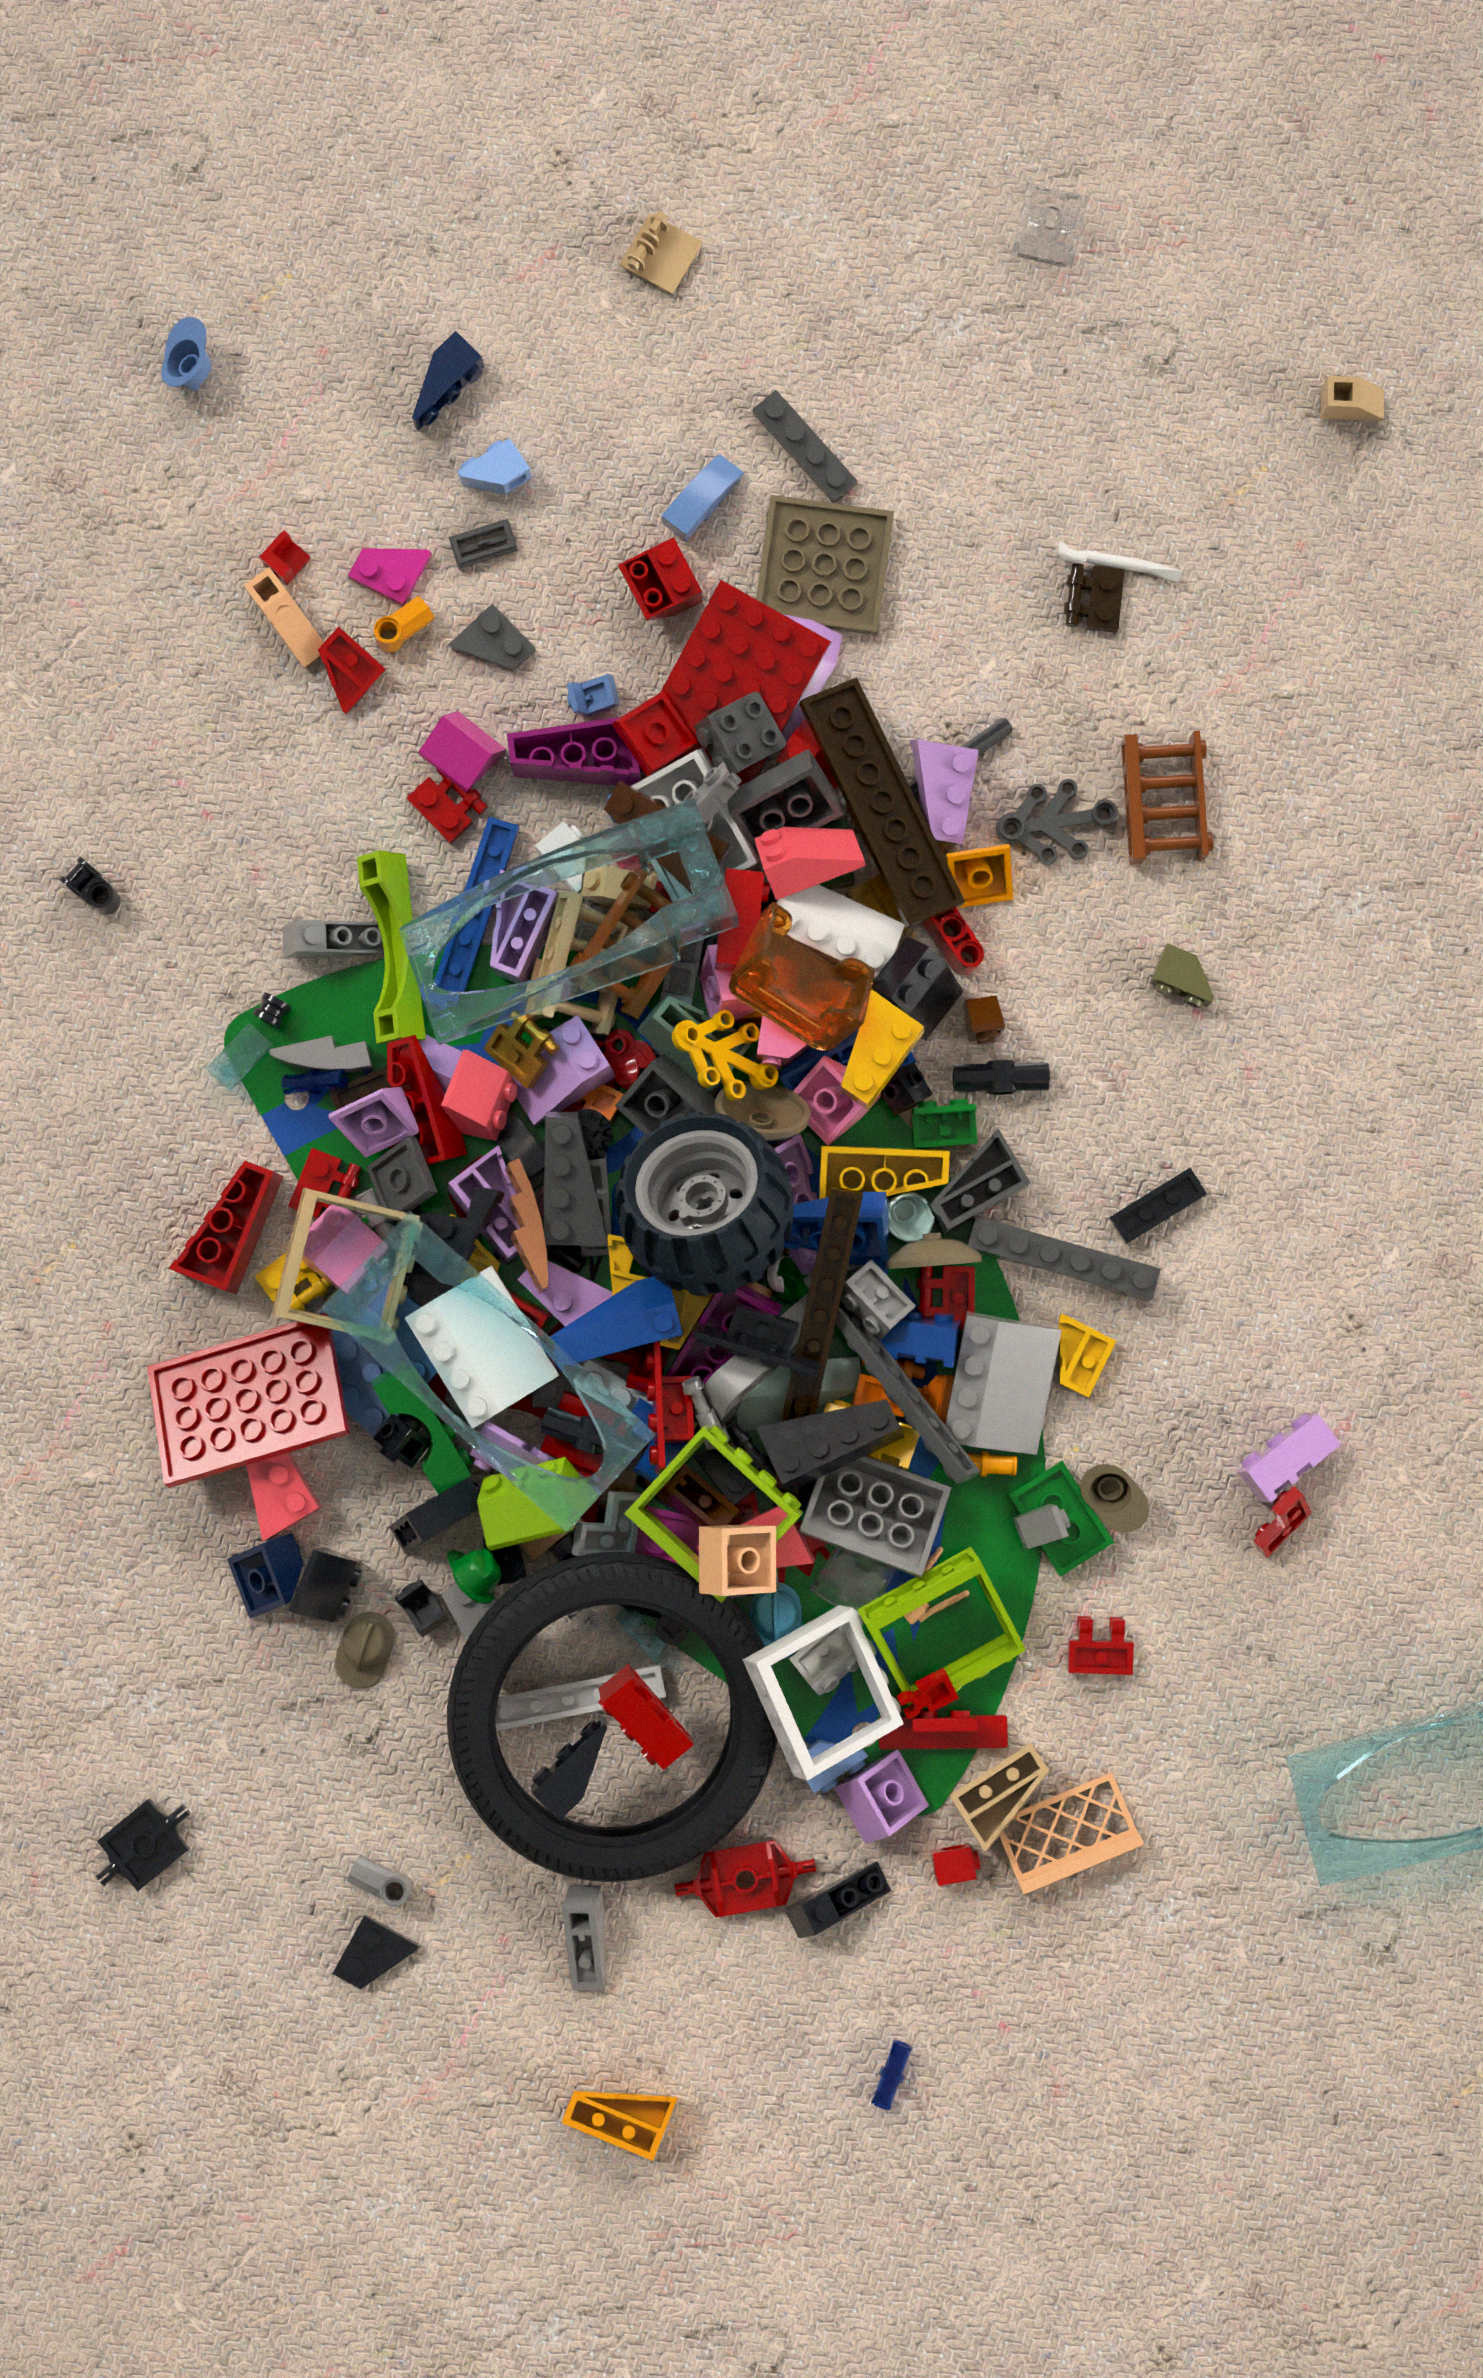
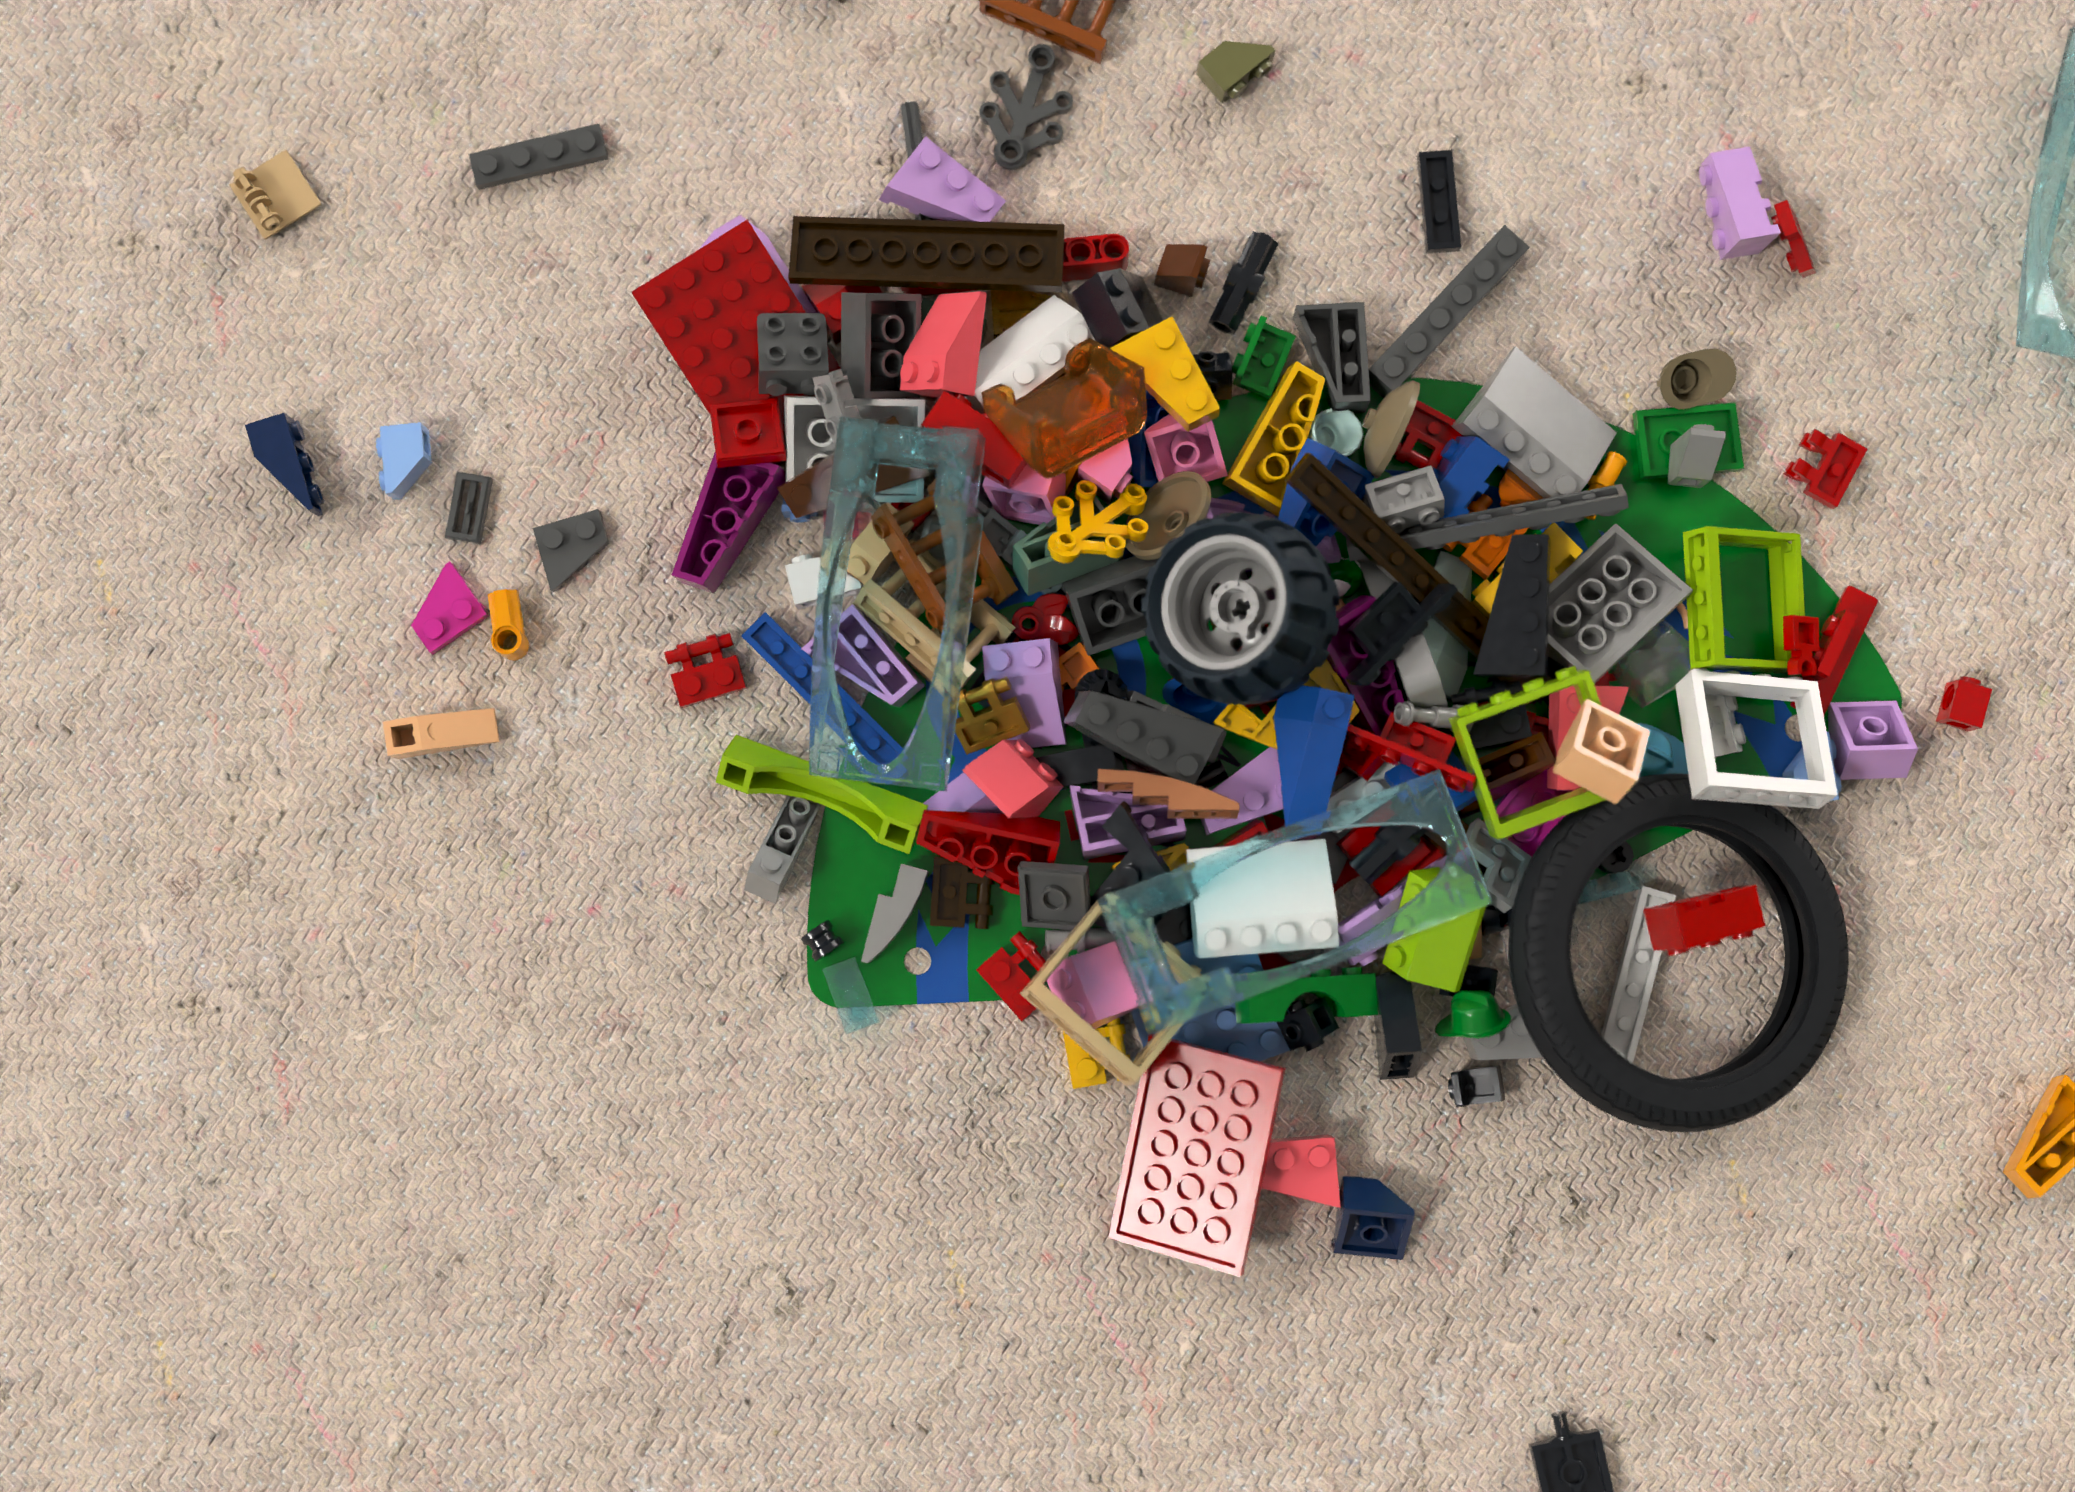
camera: 65 degrees left, 0 degrees up
(88, 884) = (602, 1059): black piece -> none
(185, 355) = (124, 699): medium blue piece -> none
(230, 1230) = (1019, 1089): red wedge -> none
(284, 558) = (379, 705): red panel -> none
(314, 1082) = (914, 934): clear blue pin -> none
(326, 1585) = (1413, 1167): black slope -> none
(349, 668) = (523, 697): red wing -> none
(364, 1650) = (1486, 1162): dark tan piece -> none
(372, 1952) = (1781, 1300): black wing -> none
(376, 1120) = (988, 890): lavender slope -> none
(377, 1880) = (1716, 1260): light grey piece -> none
(461, 750) = (662, 630): dark pink slope -> none
(567, 1779) = (1726, 1023): black slope -> none
(585, 1936) = (1866, 1086): light grey slope -> none
(593, 695) = (675, 476): medium blue bracket -> none
(661, 581) = (599, 353): red slope -> none
(701, 497) = (536, 277): medium blue slope -> none
(765, 1860) = (1869, 932): red plate -> none
(825, 562) = (662, 192): dark tan plate -> none
(837, 1900) = (1946, 833): black slope -> none
(982, 874) = (1043, 196): light orange slope -> none
(999, 1794) = (1922, 628): tan wedge -> none
(1081, 1355) = (1545, 342): yellow wing -> none
(1081, 1859) = (2017, 585): light nougat fence -> none

